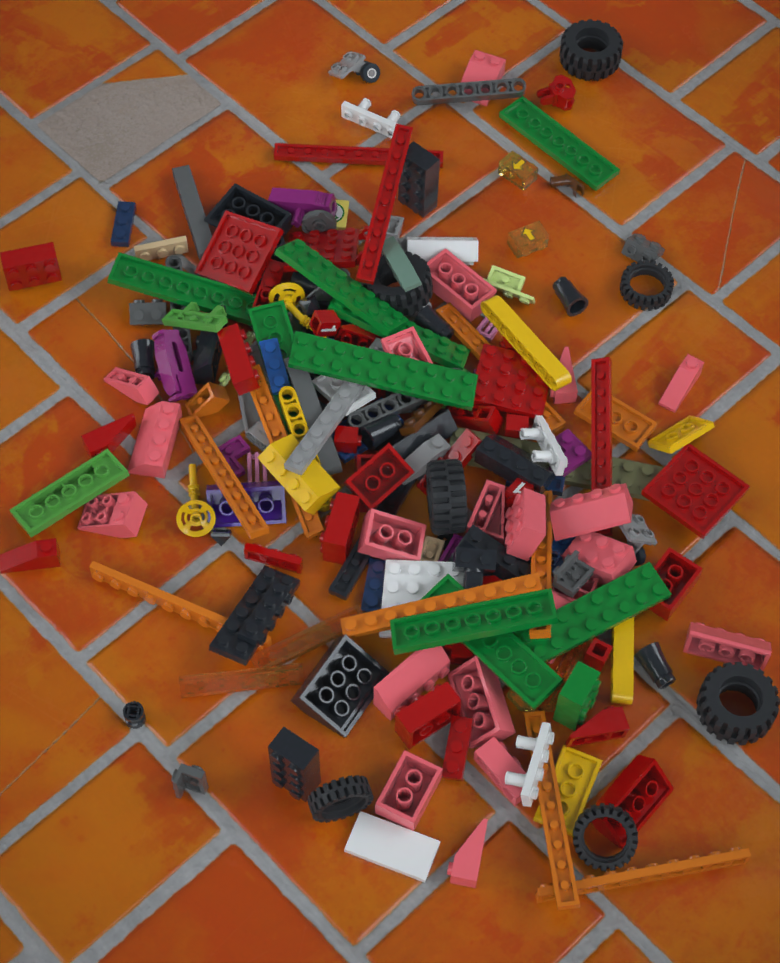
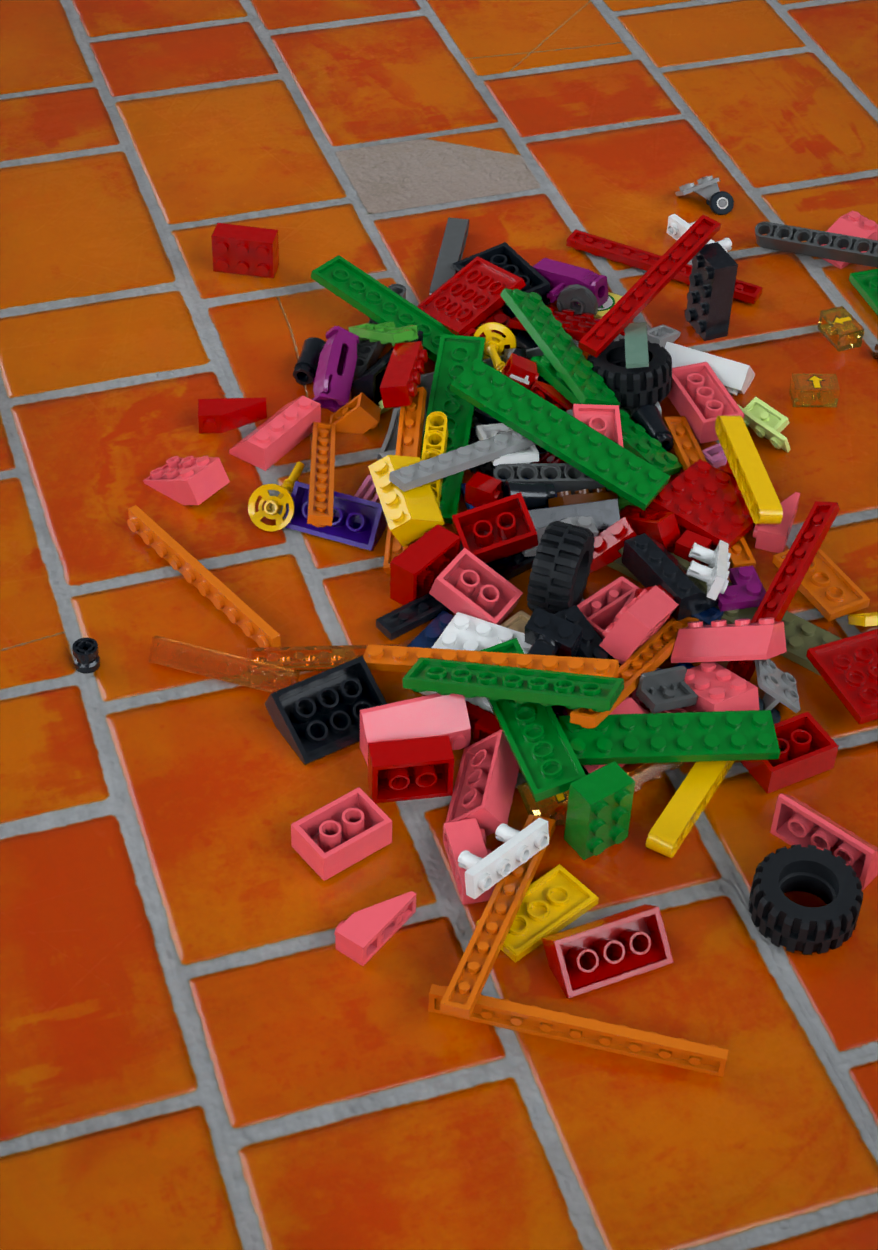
camera: 25 degrees right, 15 degrees down
(32, 556) = (80, 485): red slope -> none
(69, 492) = (153, 442): bright green plate -> none
(123, 224) = (370, 249): dark blue plate -> none
(132, 384) = (285, 380): coral slope -> none
(147, 313) = (338, 318): dark grey bracket -> none
(161, 248) = (411, 280): tan plate -> none
(189, 777) = (100, 727): dark grey bracket -> none
(221, 536) = (289, 536): black slope -> none
(232, 451) = (348, 468): magenta plate -> none
(255, 615) = (275, 610): black plate -> none
(273, 557) = (333, 572): red plate -> none
(274, 364) = (439, 395): blue plate -> none
(294, 764) = (220, 747): black brick -> none
(311, 409) = (457, 435): dark grey beam -> none
(340, 798) = (253, 824): black tyre -> none
(392, 846) = (290, 885): white tile -> none
(457, 748) = (427, 818): red plate -> none
(570, 297) = (833, 455): black plant -> none
(591, 858) = (514, 957): black tyre -> none
(597, 654) = (654, 788): red brick -> none
(604, 726) = (615, 861): red slope -> none
(655, 665) = (723, 825): black plant -> none

